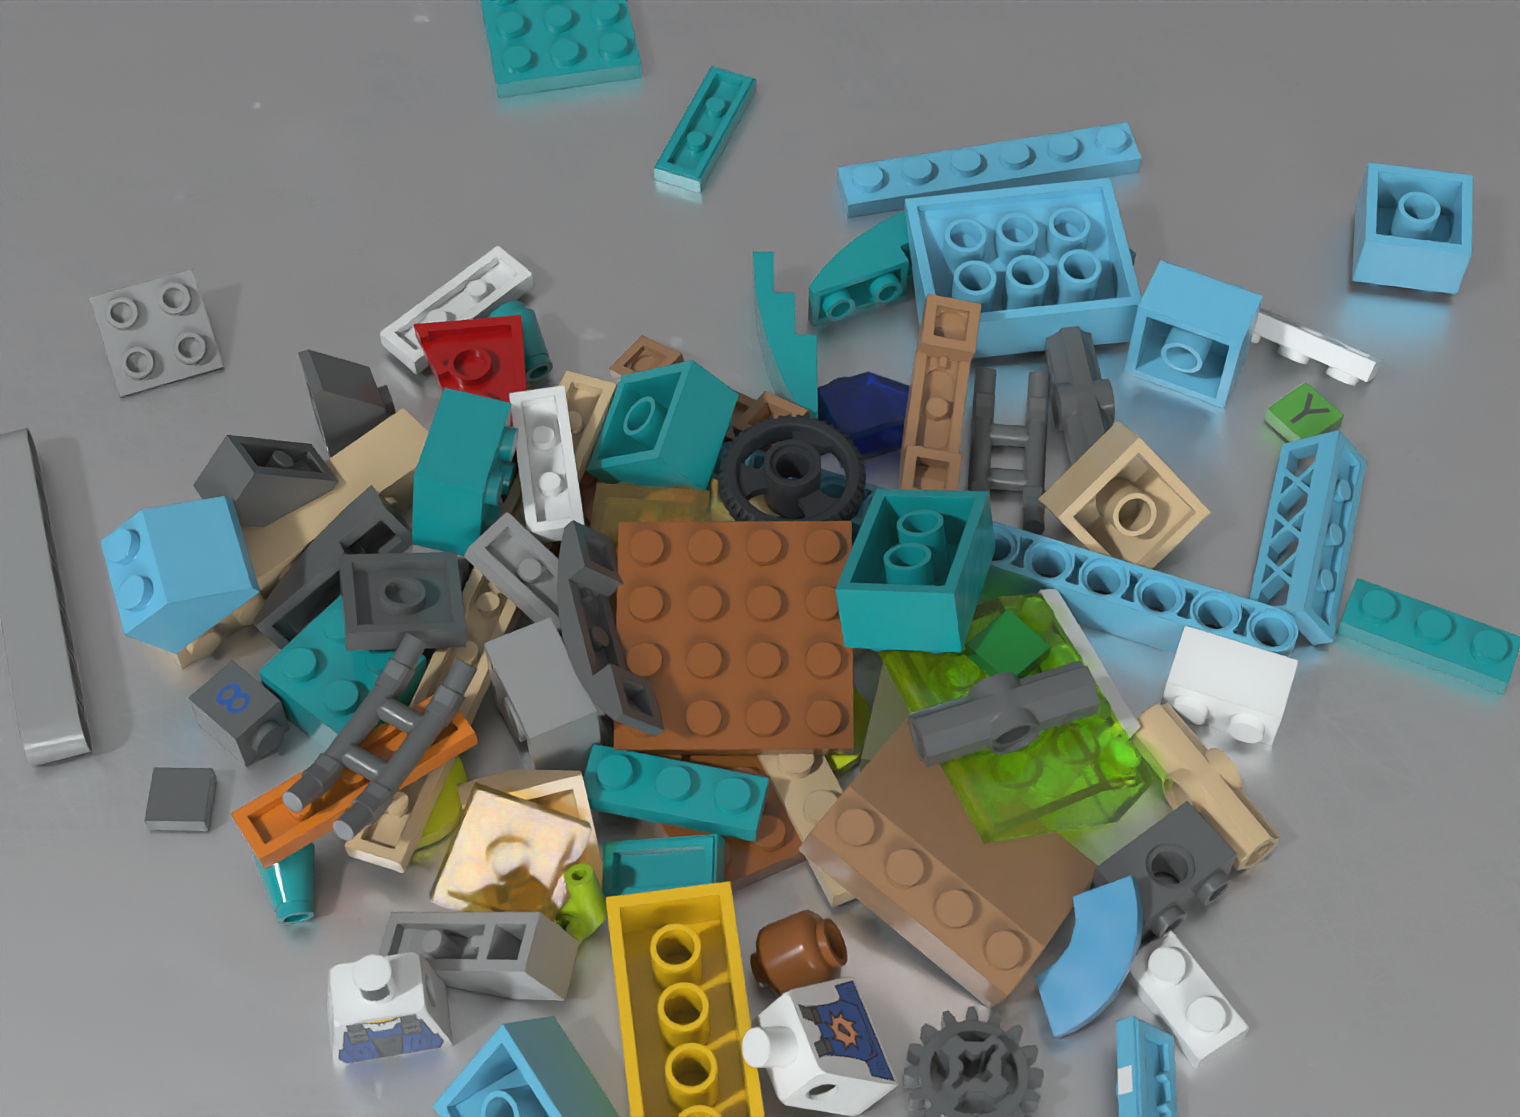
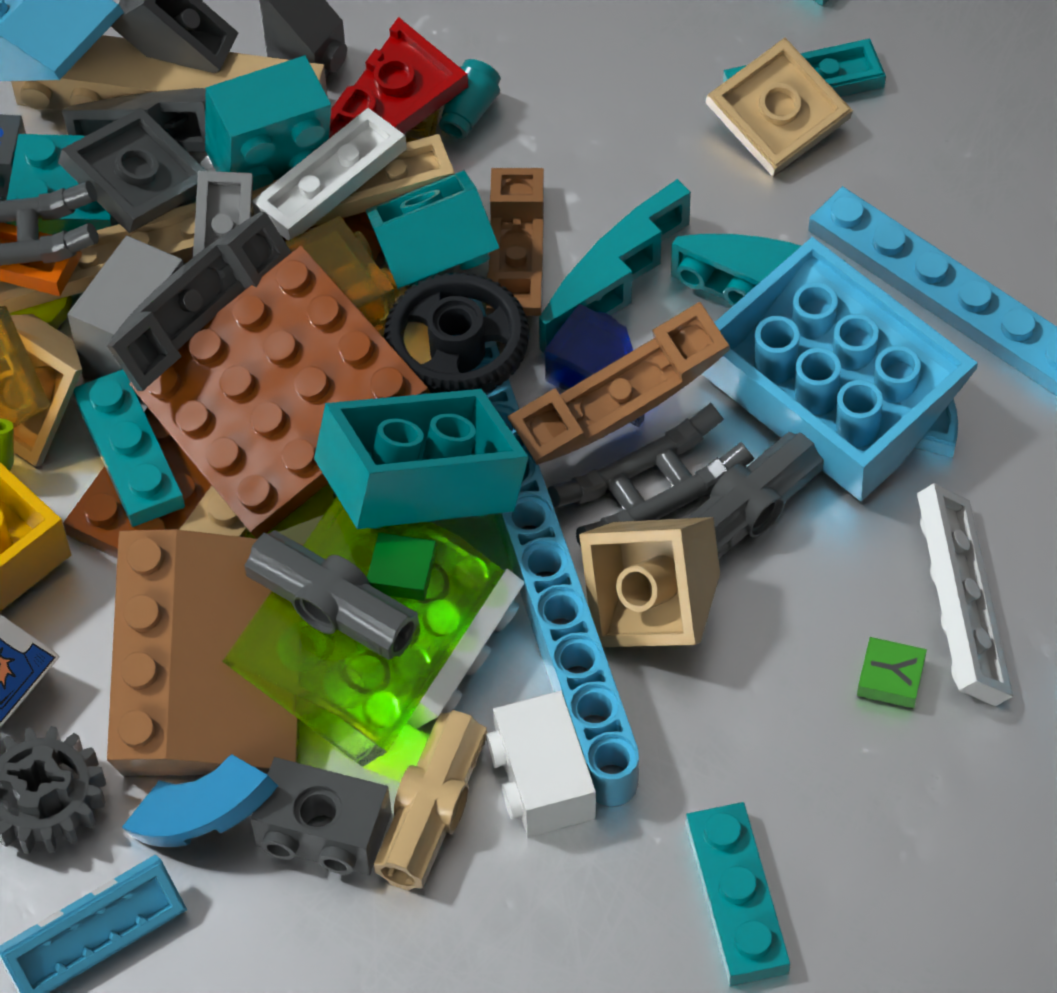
camera: 55 degrees right, 0 degrees up
(469, 295) = (498, 42): white plate -> none
(662, 863) = (63, 484): teal tile -> none
(727, 155) = (778, 106): none -> tan tile
(798, 952) = (56, 612): dark orange head -> none
(1185, 1000) = (226, 900): white plate -> none
(1192, 333) = (880, 526): medium azure brick -> none
(1322, 528) = (760, 745): medium azure fence -> none

